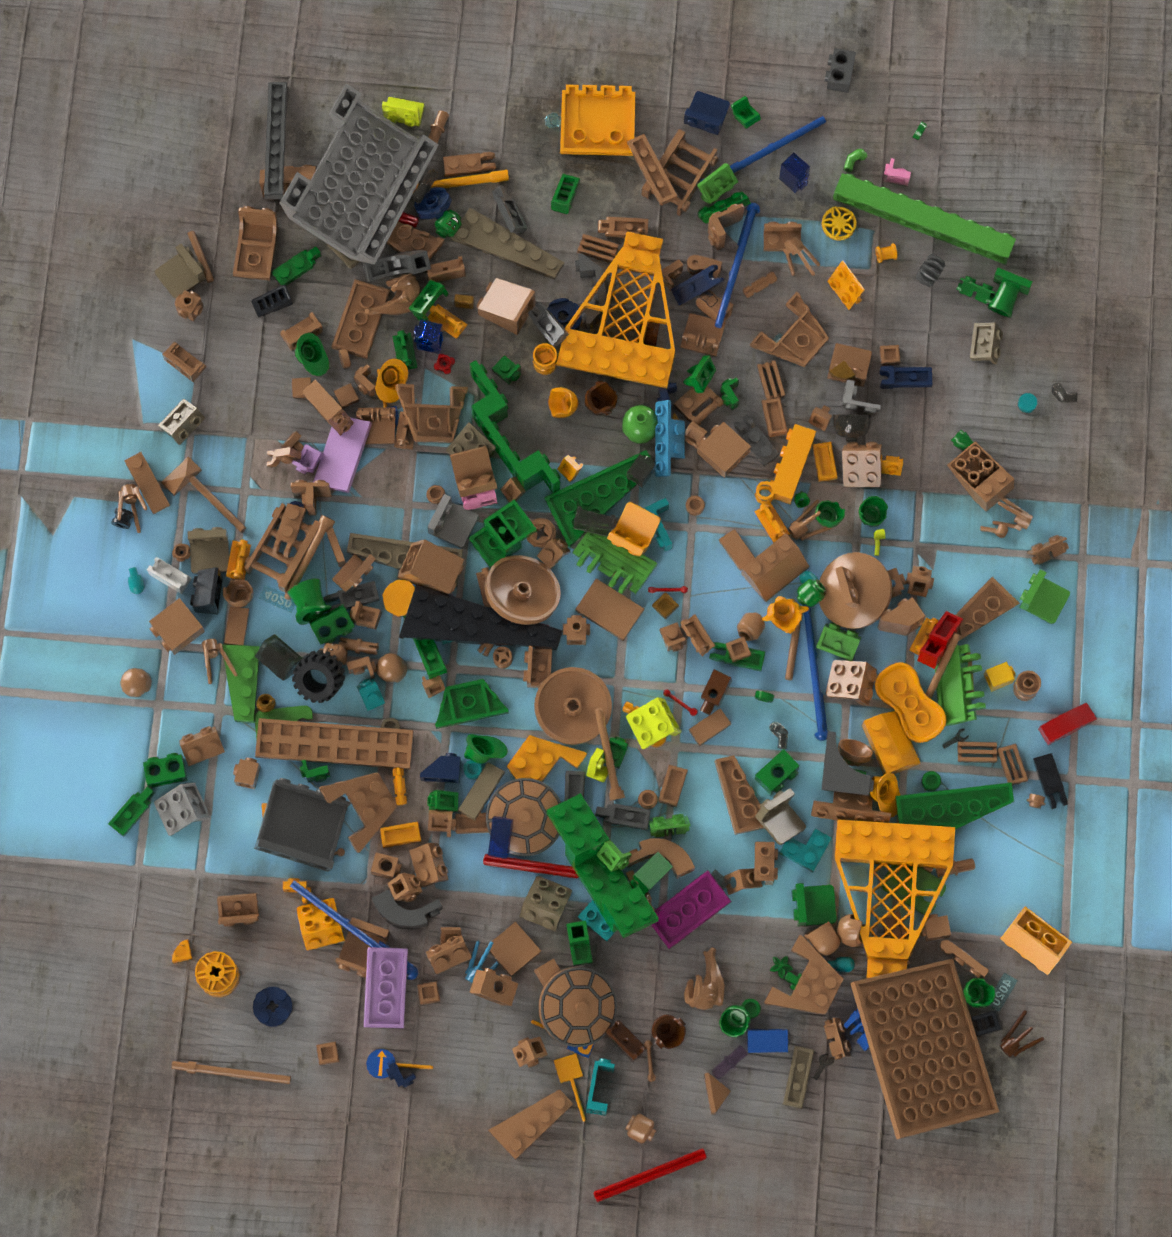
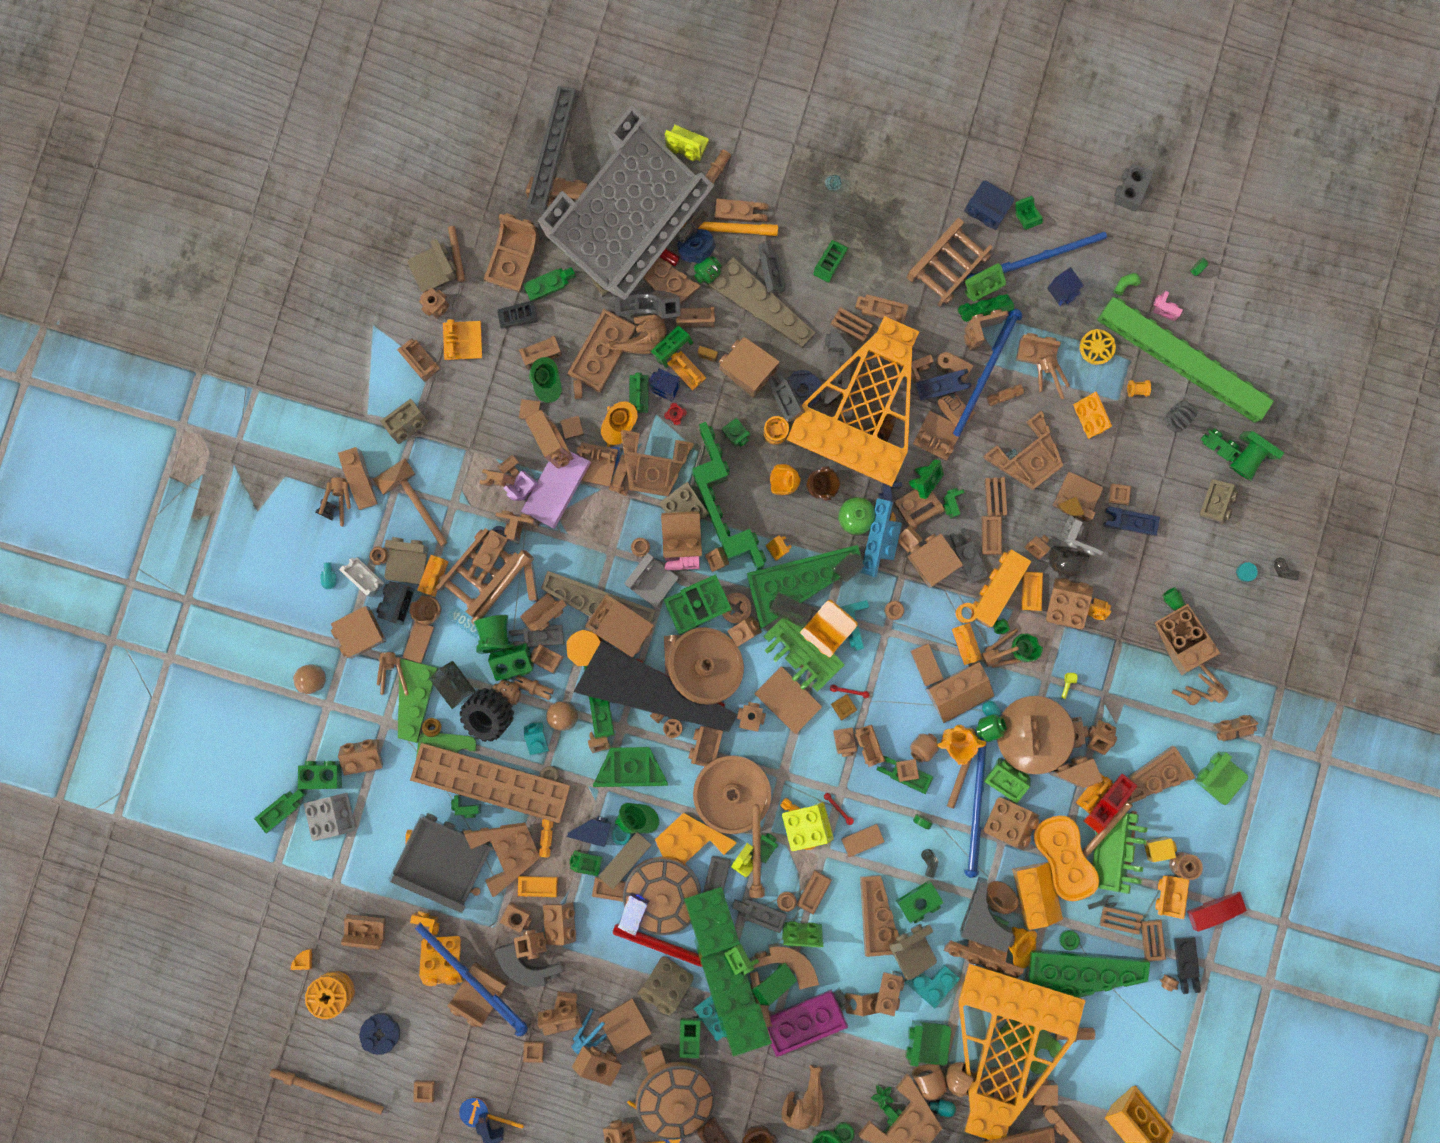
camera: 10 degrees right, 10 degrees up
(222, 335) = (462, 340): none -> light orange hinge
(246, 773) = (399, 795): medium nougat brick -> none
(360, 665) = (529, 709): medium nougat bracket -> none
(363, 383) = (592, 422): medium nougat bracket -> none
(385, 987) = (491, 1042): lavender tile -> none
(441, 821) = (580, 883): medium nougat bracket -> none
(597, 120) = (878, 191): light orange hinge -> none
(652, 169) = (923, 255): medium nougat plate -> none
(719, 683) = (880, 801): reddish brown torso -> none
(873, 511) = (1070, 654): green hair -> none
(1021, 718) = (1173, 896): none -> light orange bracket

